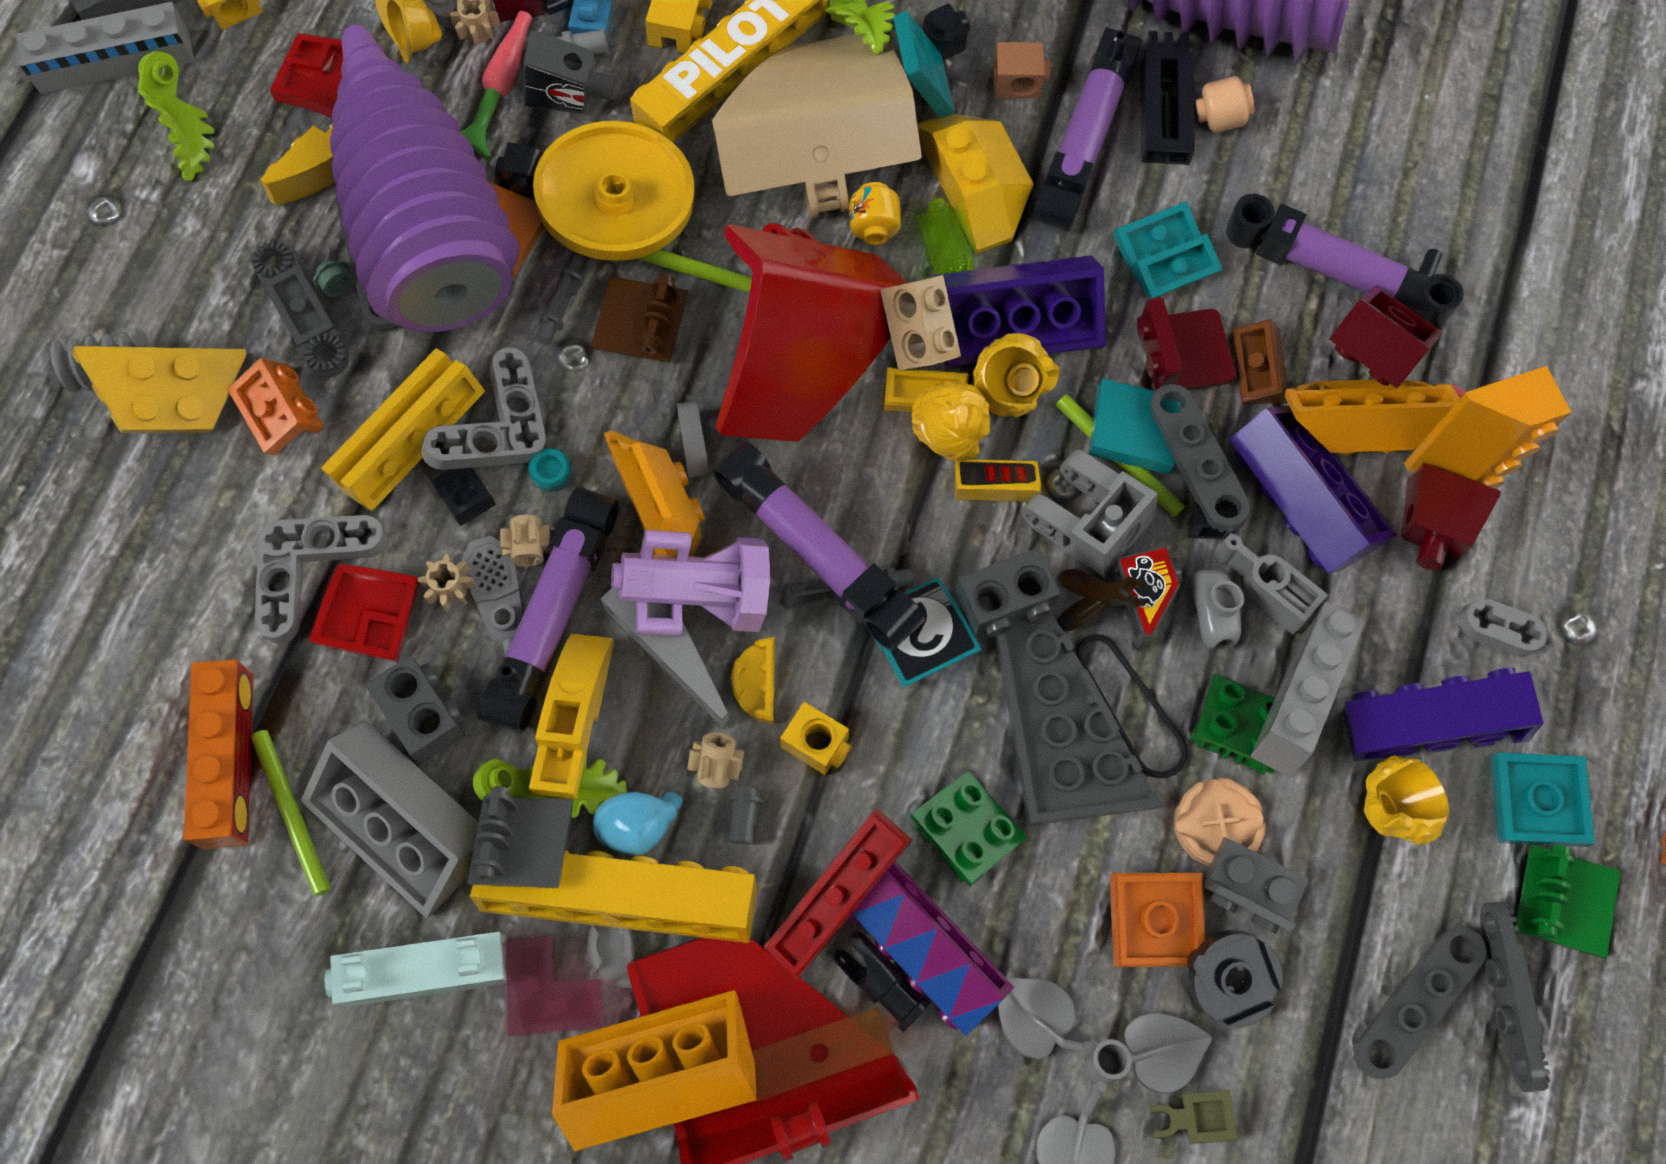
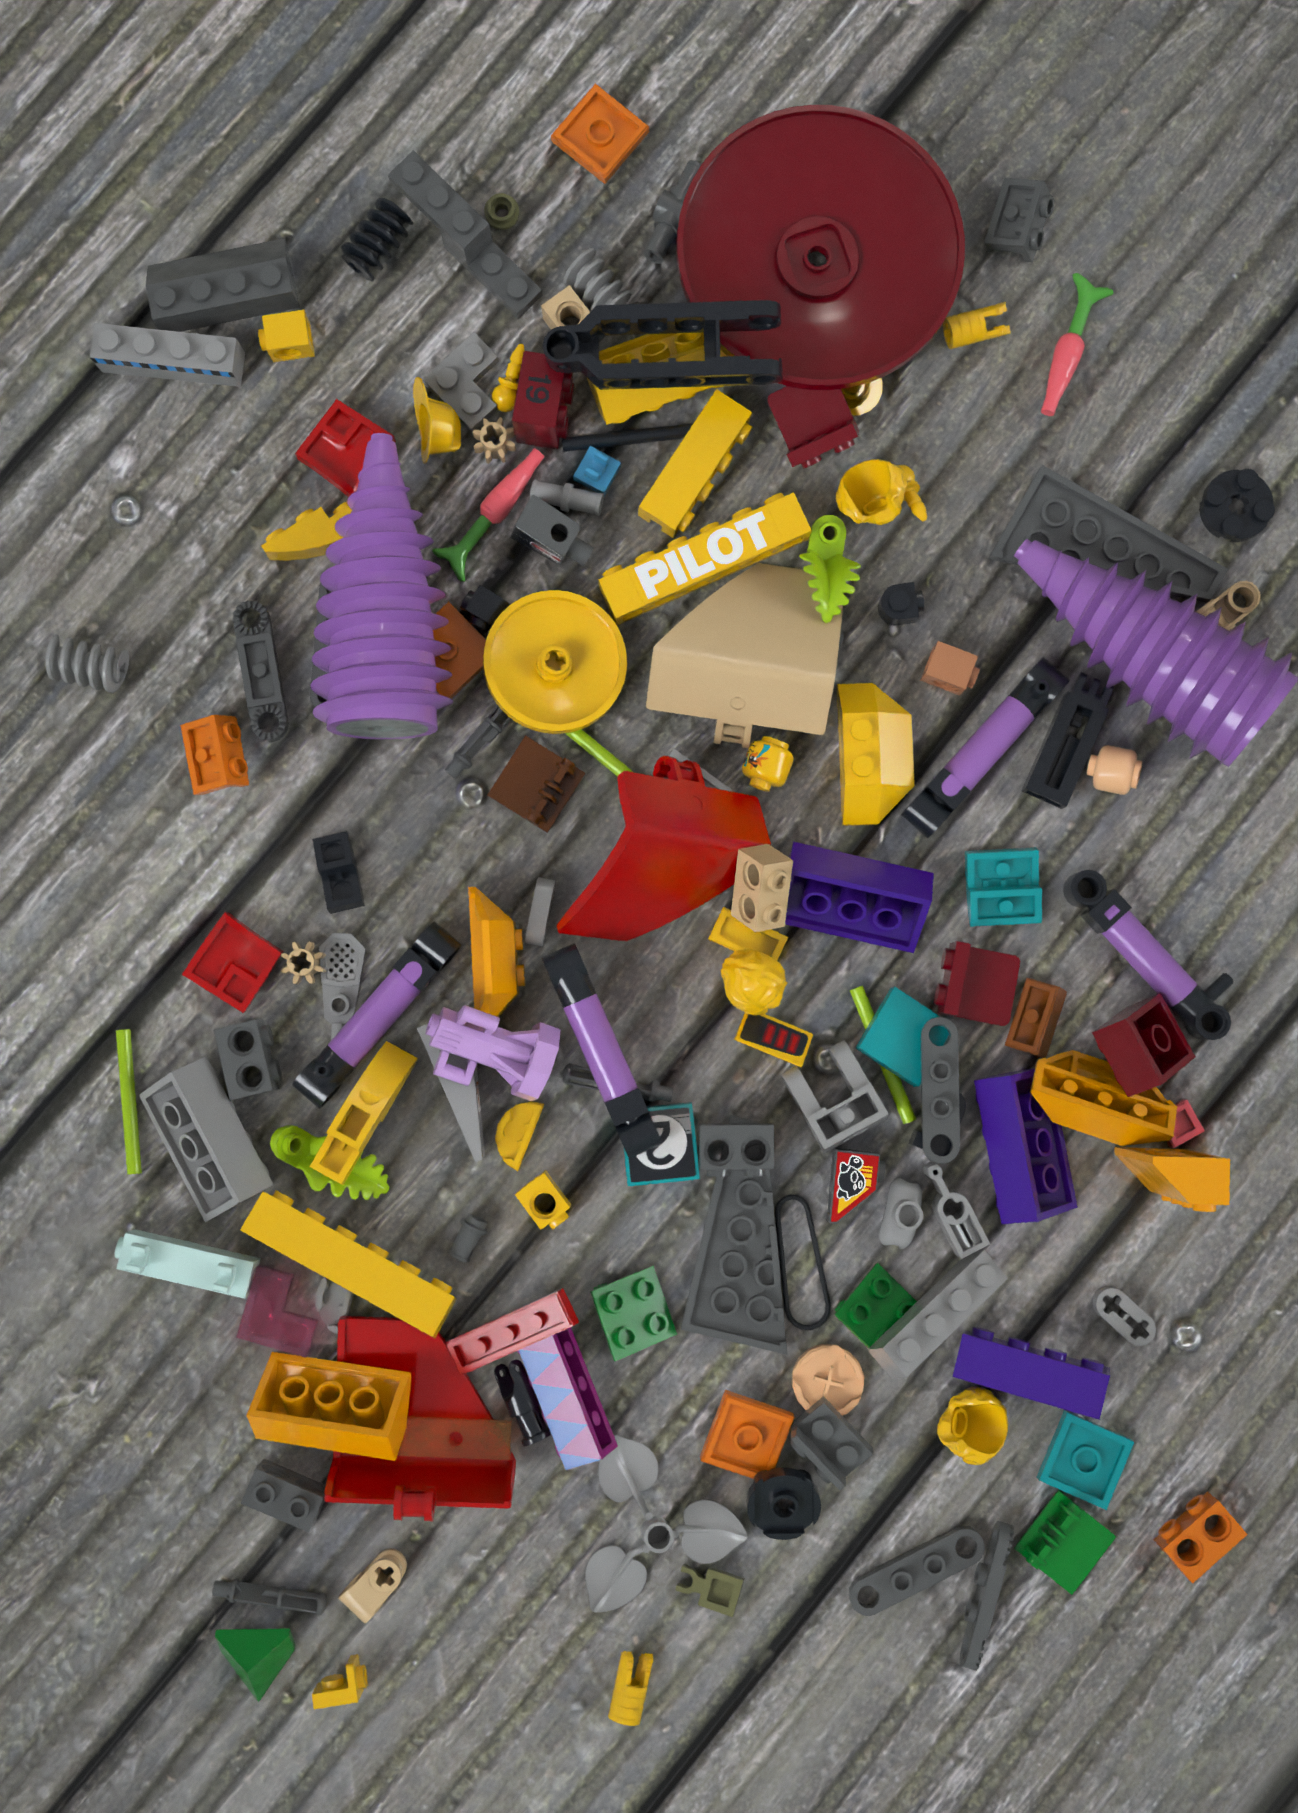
camera: 20 degrees right, 15 degrees up
(161, 386) = (129, 710): yellow wing -> none
(174, 113) = (210, 441): lime plant -> none
(219, 755) = (87, 1040): orange brick -> none
(290, 560) = (188, 894): light grey beam -> none
(333, 278) = (296, 652): sand green plate -> none
(393, 436) = (310, 818): yellow brick -> none
(502, 433) = (387, 851): light grey beam -> none
(520, 841) = (290, 1204): dark grey hinge -> none
(526, 540) = (376, 952): tan gear -> none
(550, 470) = (417, 892): teal tile -> none
(635, 821) = (384, 1218): medium azure hat -> none
(715, 760) = (461, 1188): tan gear -> none
(923, 64) = (863, 641): teal tile -> none
(944, 238) = (818, 810): clear neon green hinge -> none
(1014, 374) = (821, 958): yellow hair -> none
(1096, 597) = (807, 1172): dark brown piece -> none
(1444, 514) = (1121, 1209): dark red torso -> none

